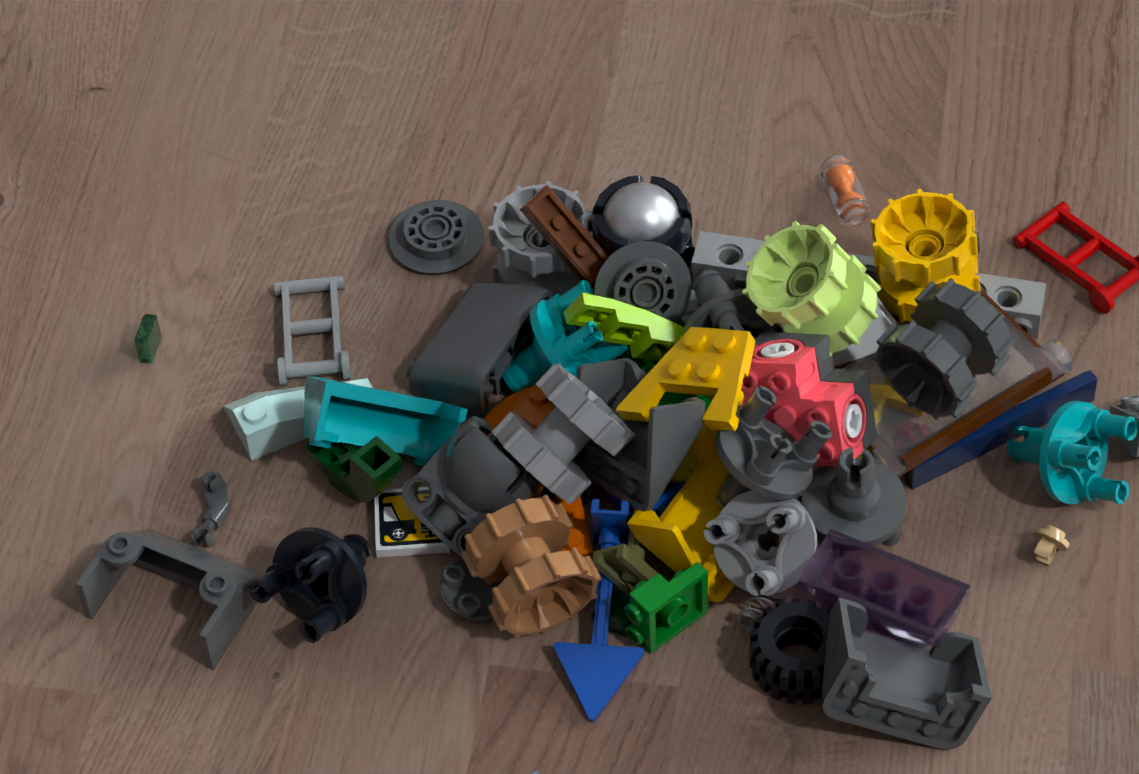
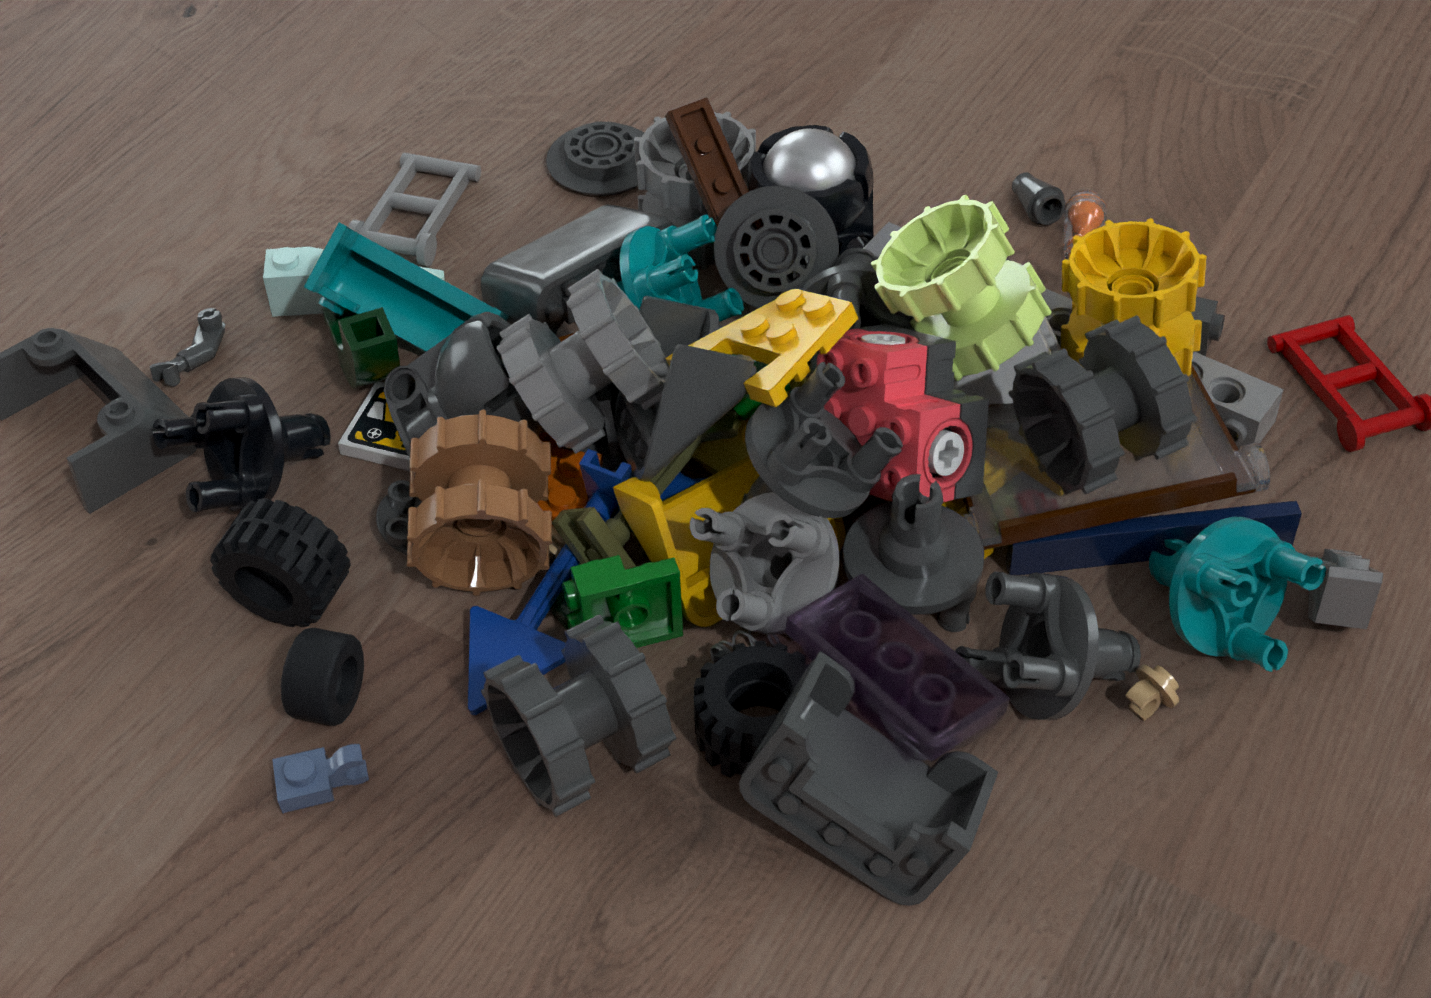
camera: 20 degrees right, 5 degrees down
(148, 338) = (239, 166): clear green tile -> none
(407, 660) = (280, 562): none -> black tyre
(483, 732) = (322, 676): none -> black tyre
(625, 324) = (724, 268): lime slope -> none
(677, 707) = (606, 700): none -> dark grey piece
(797, 170) = (1040, 199): none -> dark grey cone
(974, 537) = (1049, 645): none -> dark grey piece

